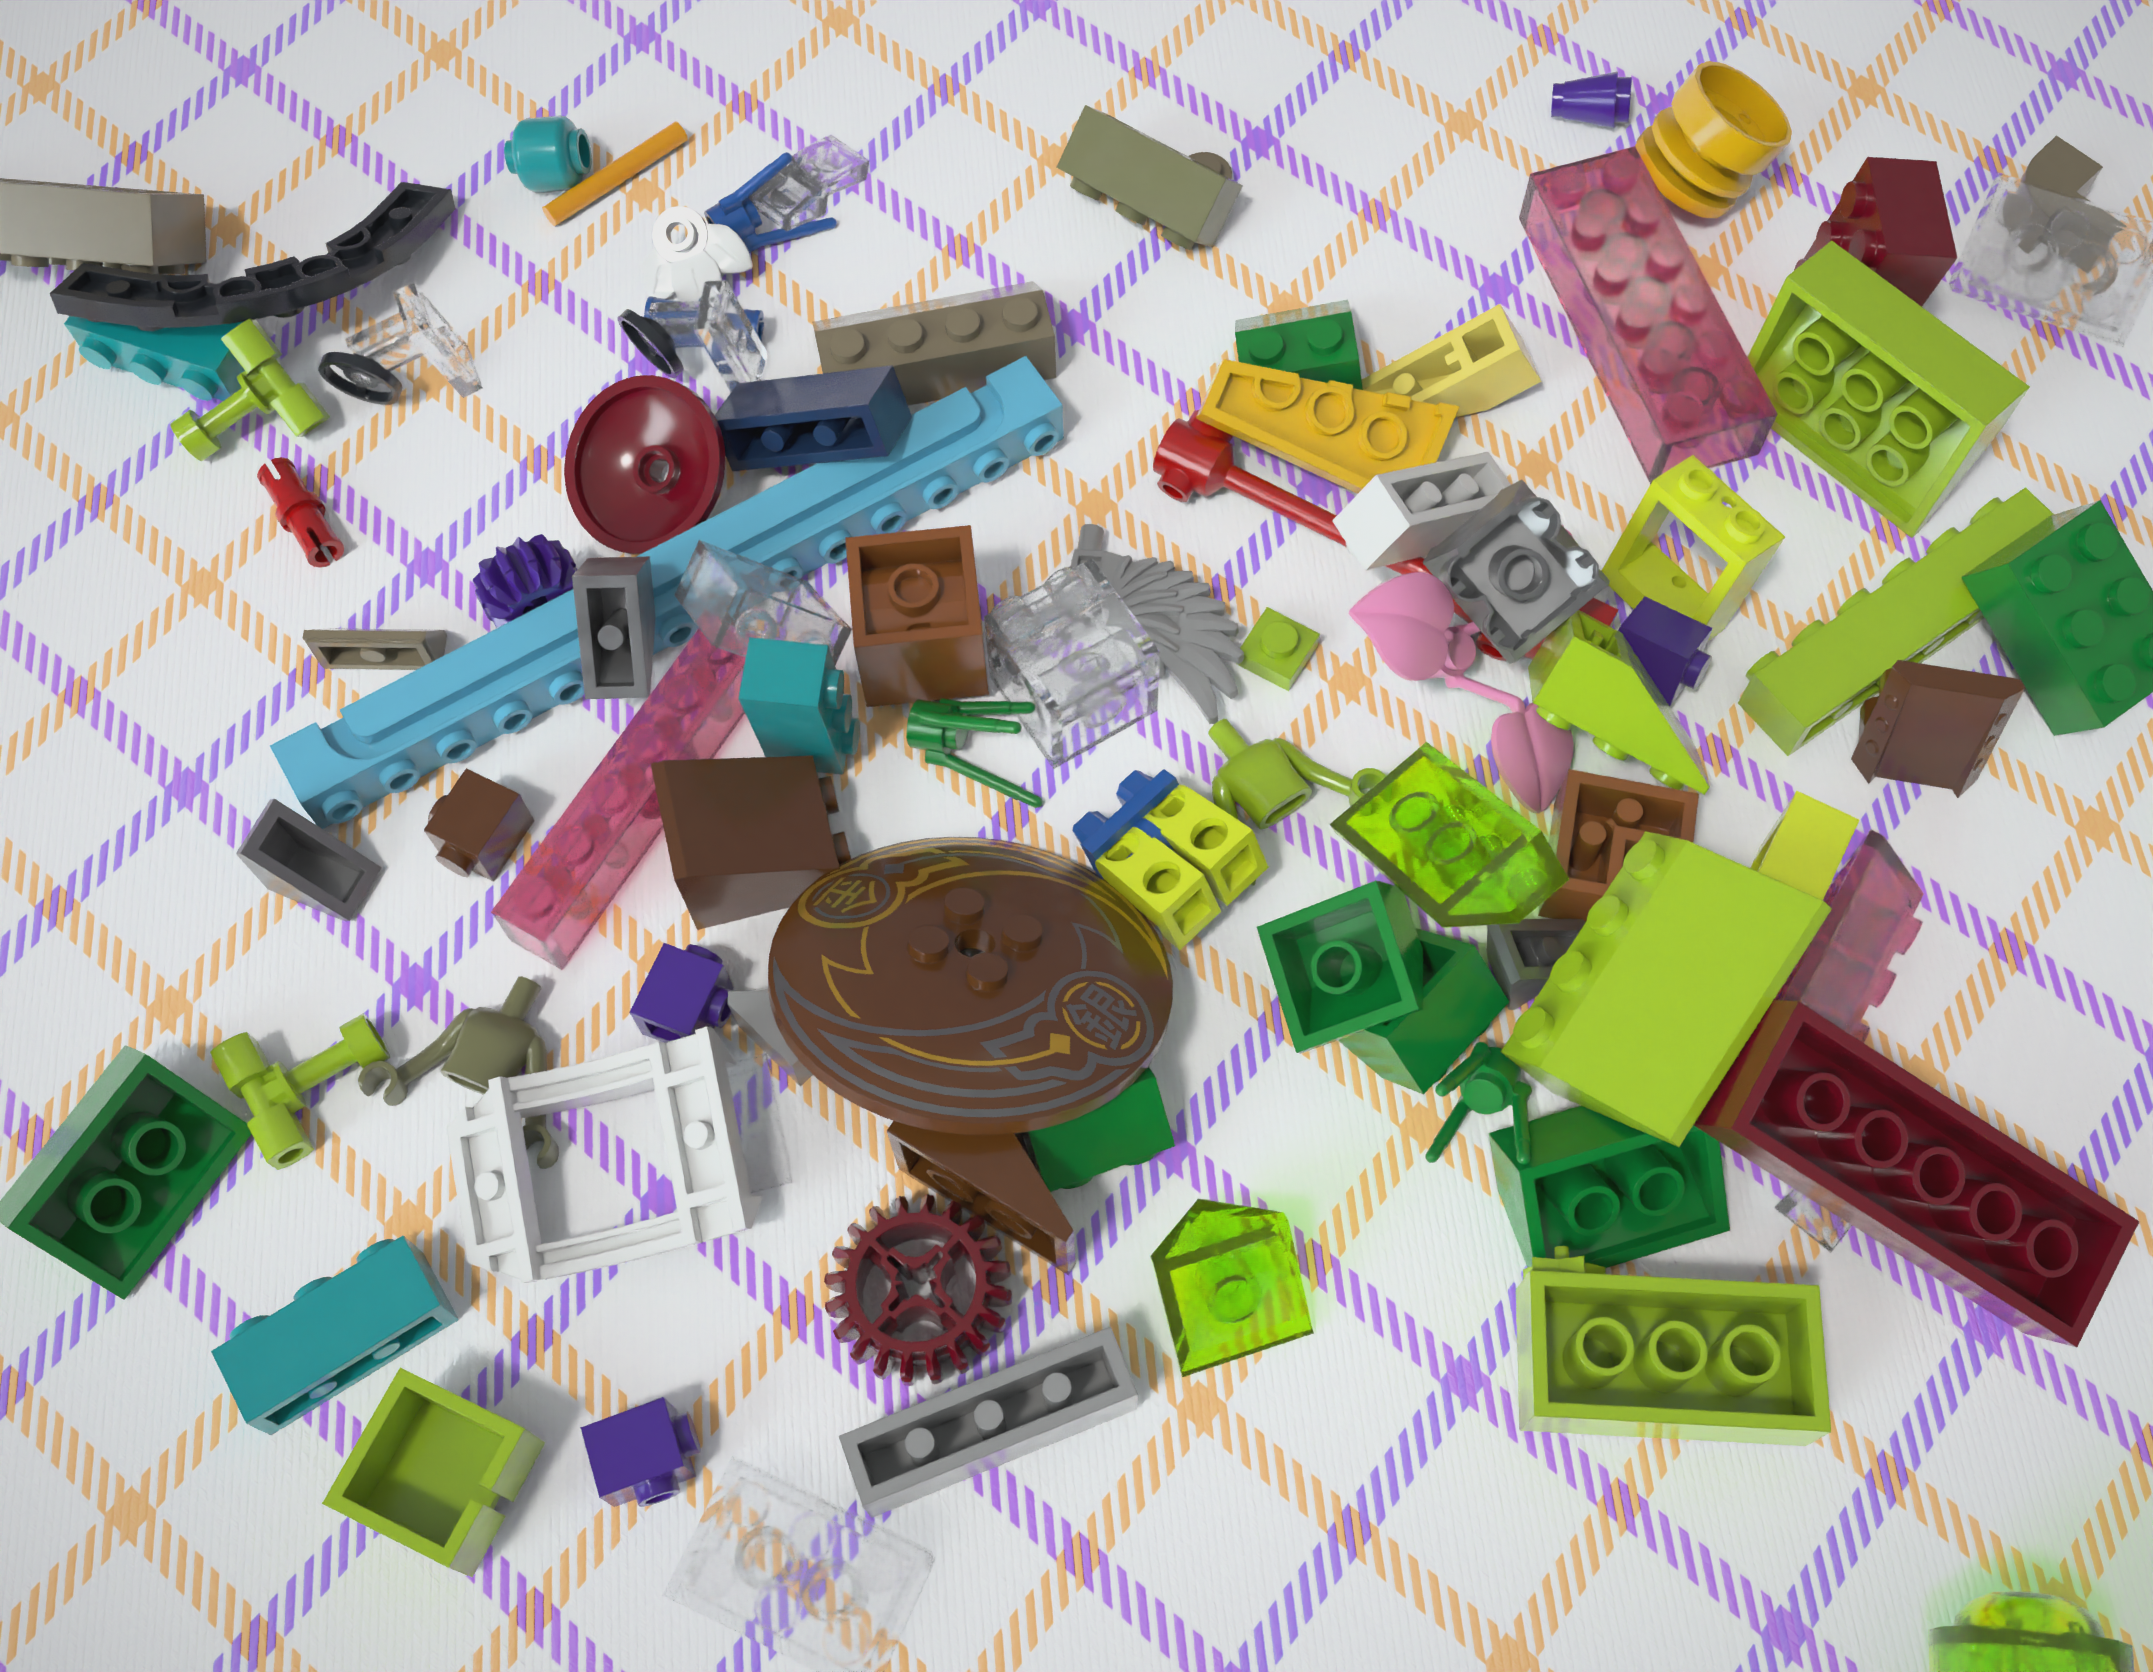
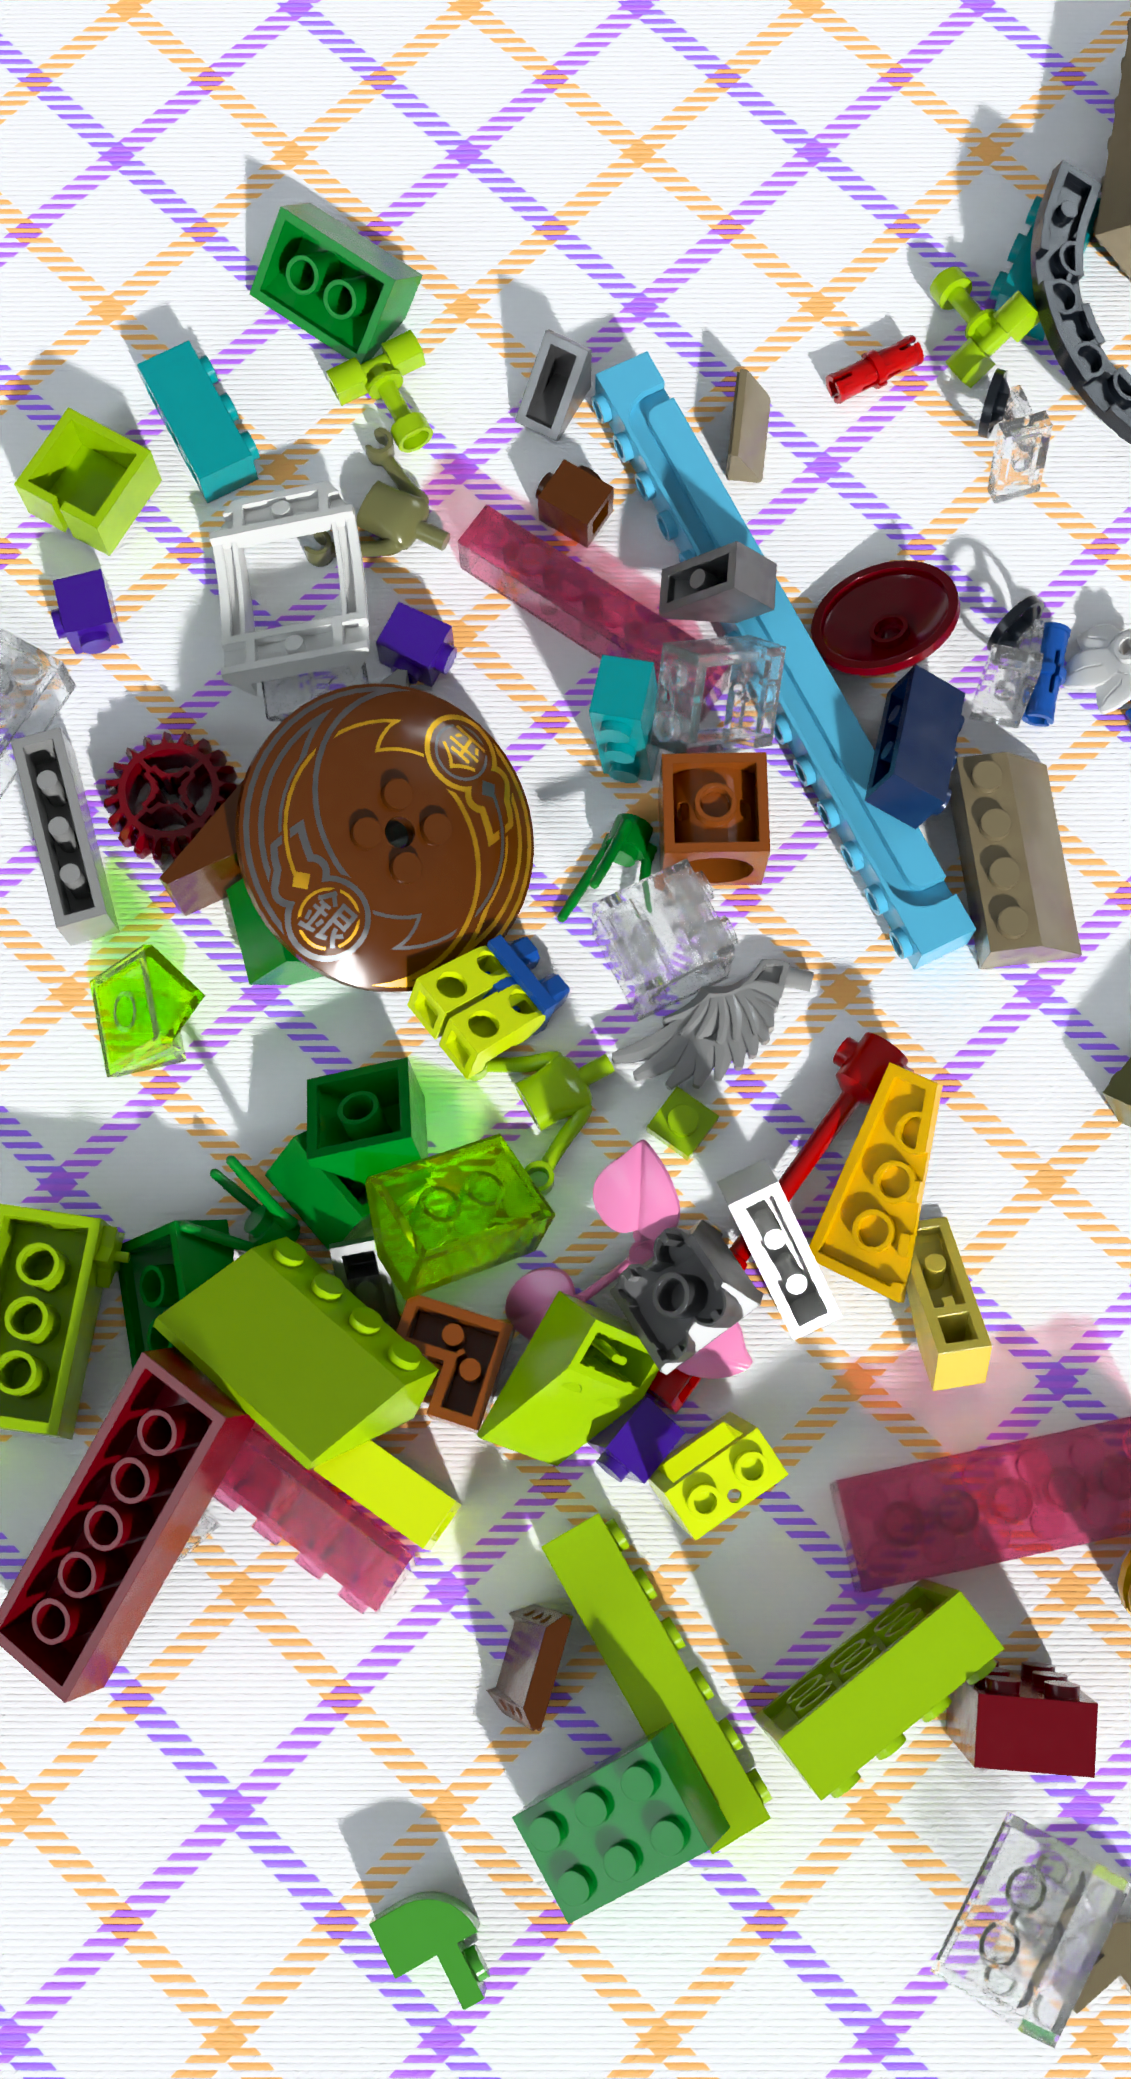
camera: 95 degrees right, 10 degrees up
(523, 578) = (780, 529): dark purple gear -> none
(746, 832) = (538, 687): reddish brown slope -> none
(1307, 341) = (980, 1173): green slope -> none

